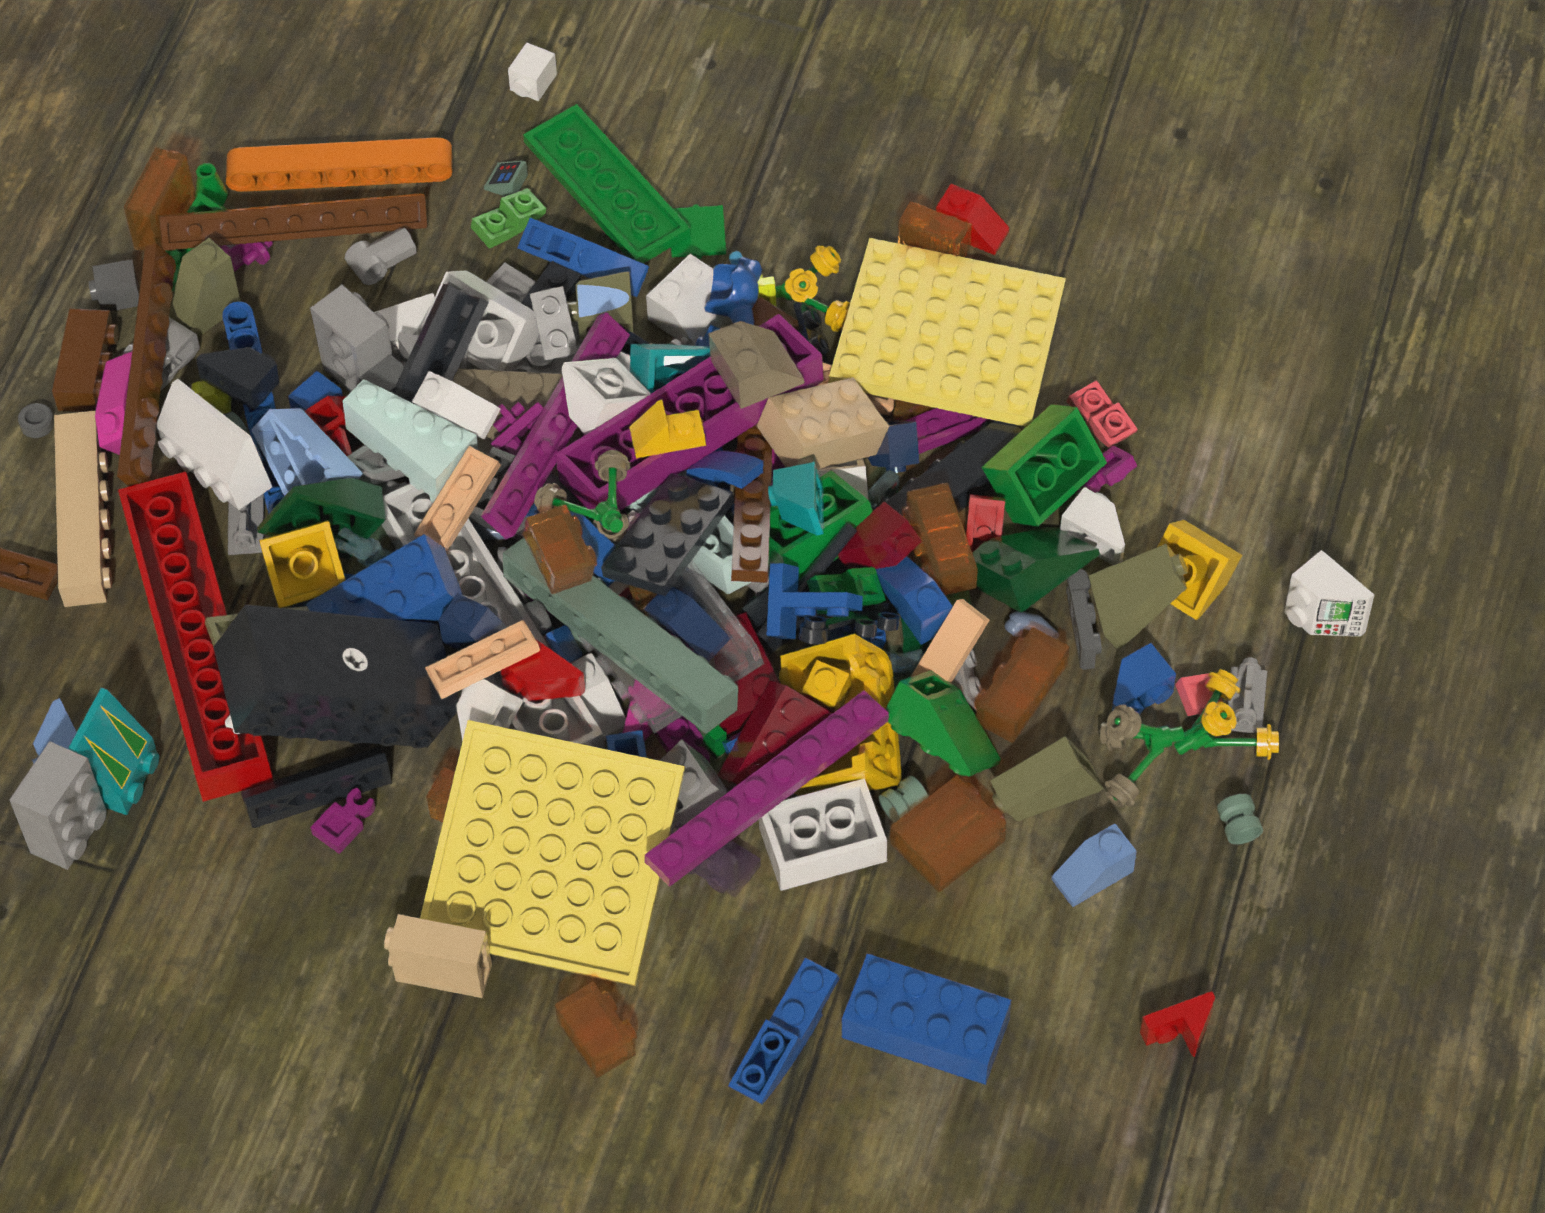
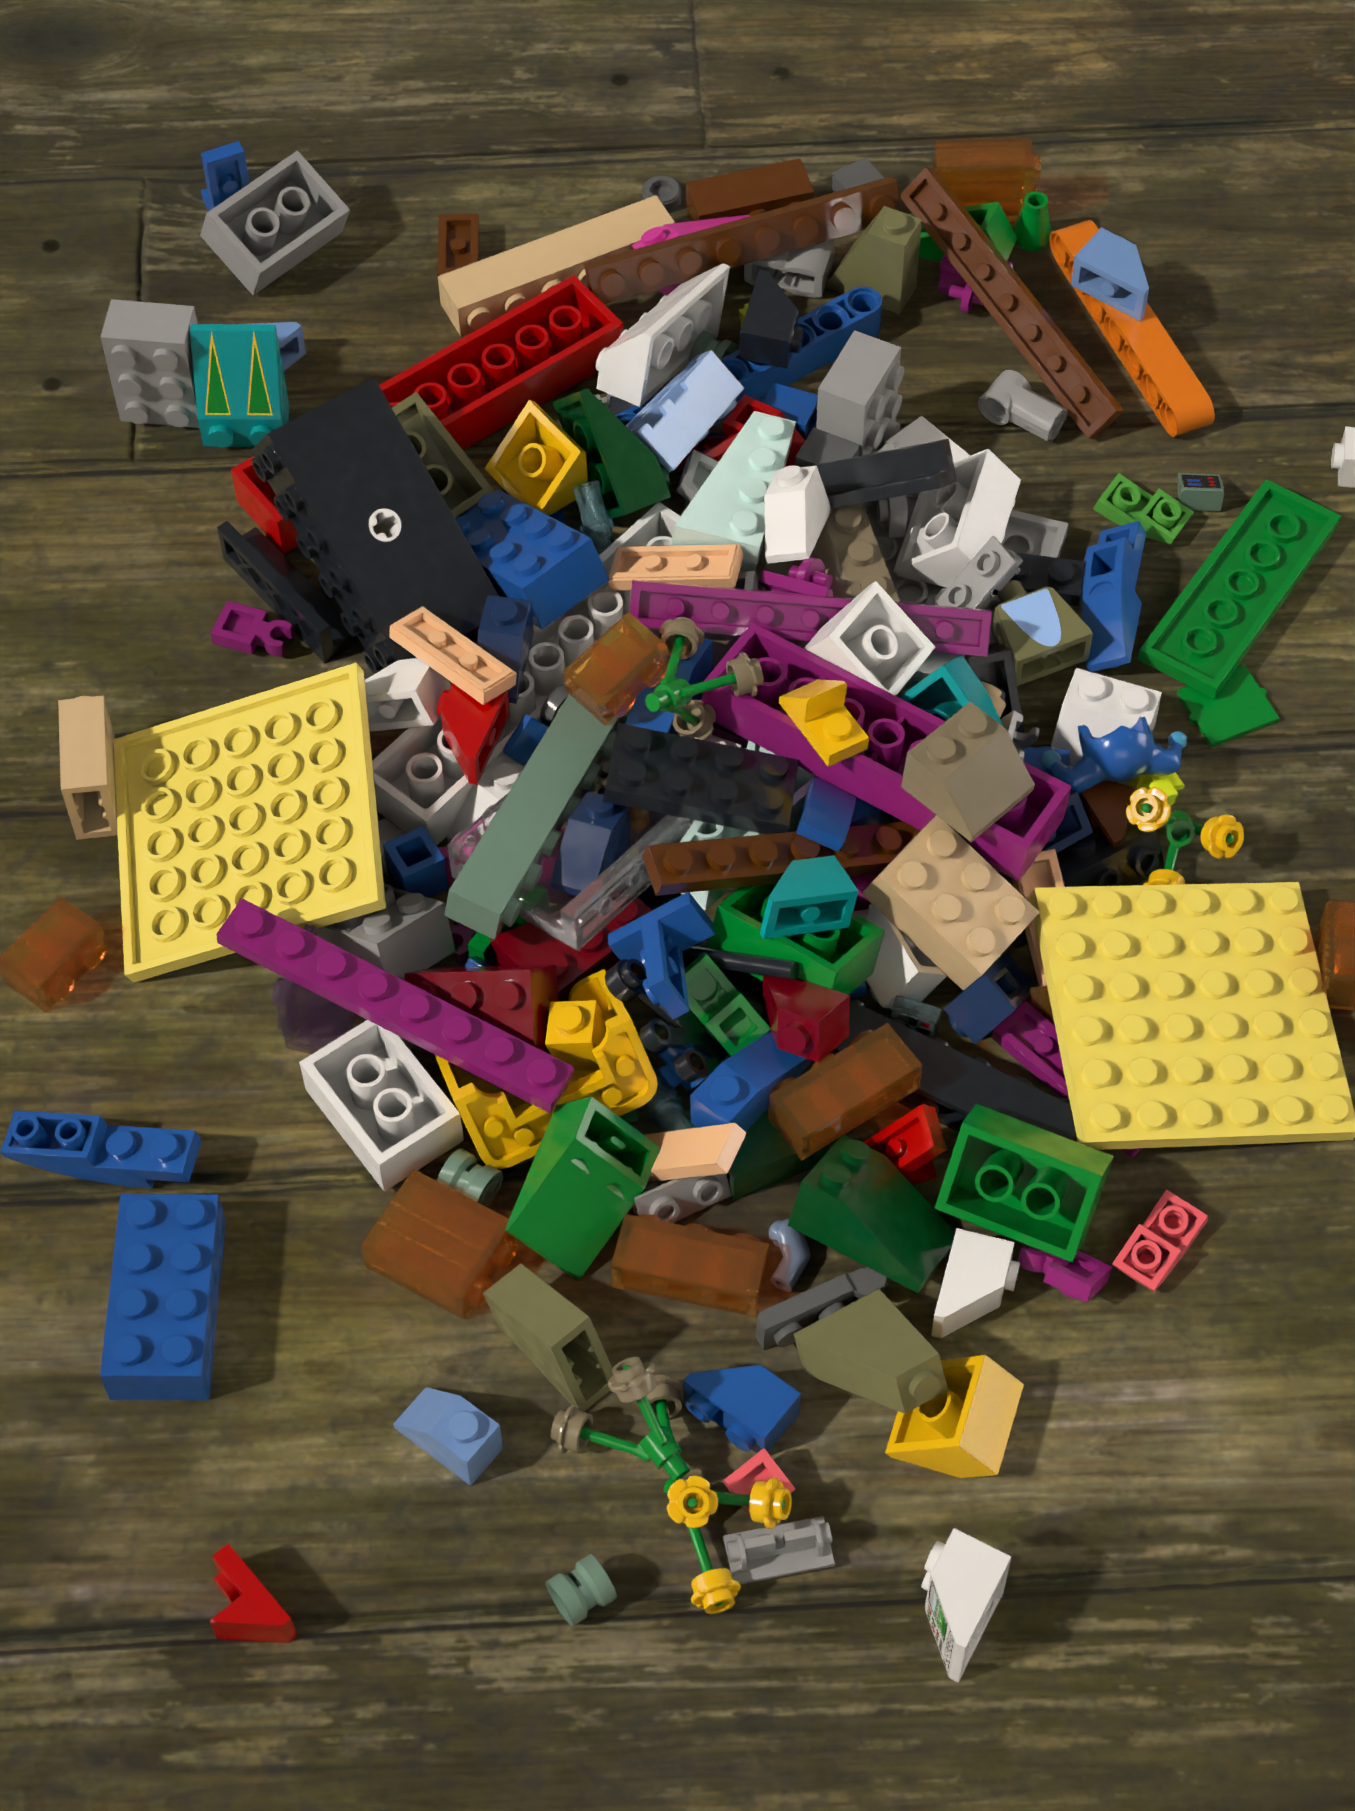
camera: 70 degrees right, 0 degrees up
(305, 147) = (1112, 273): none -> medium blue slope

